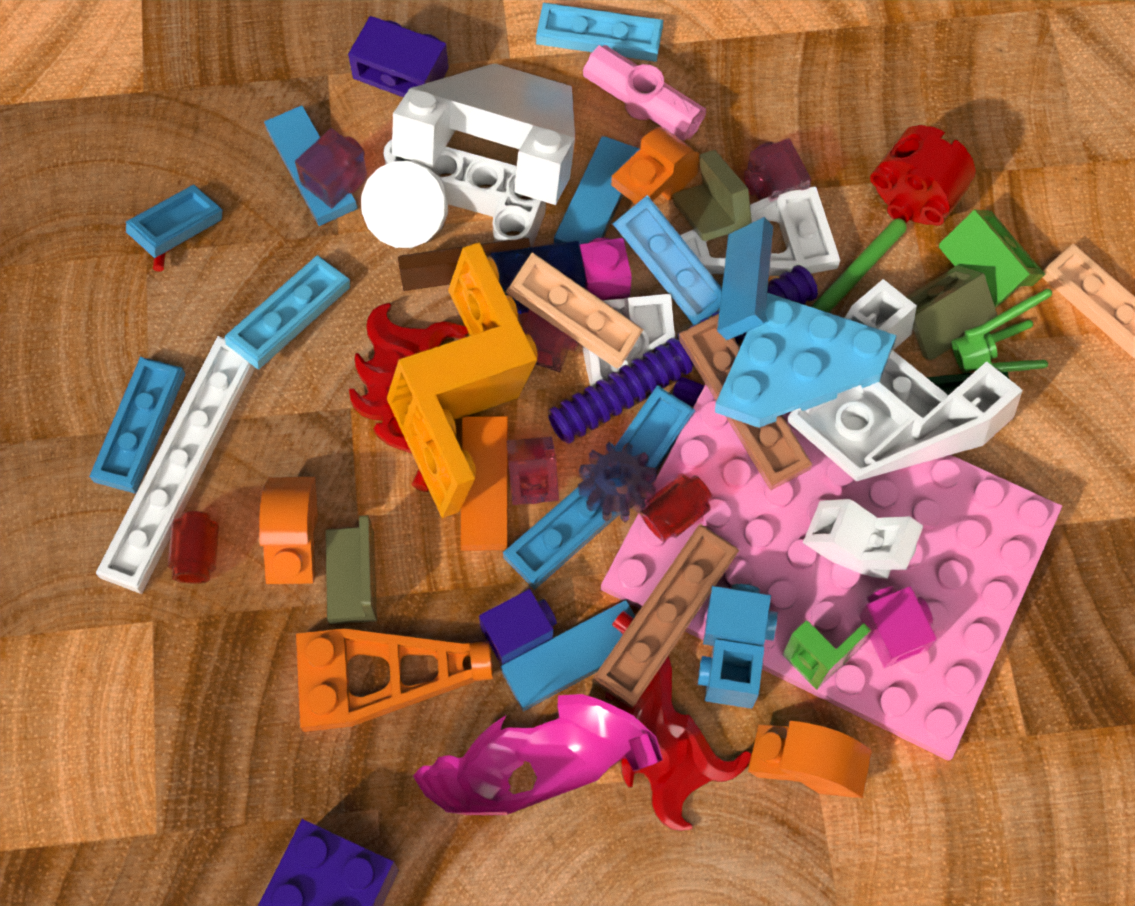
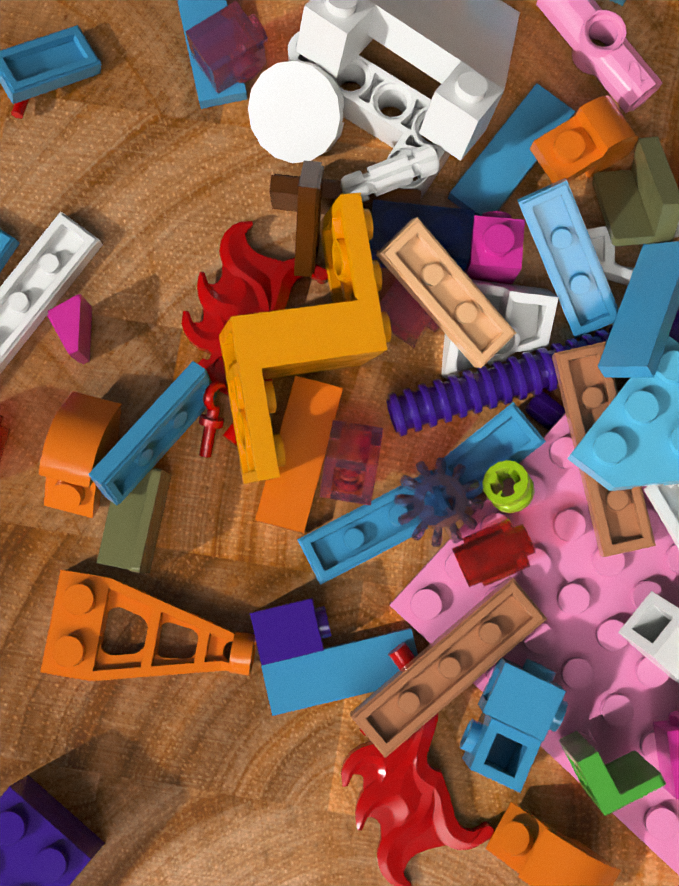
camera: 15 degrees right, 15 degrees up
(252, 425) = (73, 325): none -> dark pink slope
(287, 312) = (140, 203): medium azure tile -> none
(351, 492) = (152, 435): none -> dark azure tile
(398, 472) = (210, 420): none -> red hand
(440, 282) = (308, 218): none -> reddish brown tile
(503, 226) = (392, 173): none -> white axle
(561, 752) = (302, 780): dark pink animal -> none
(665, 443) = (494, 484): none -> lime bush

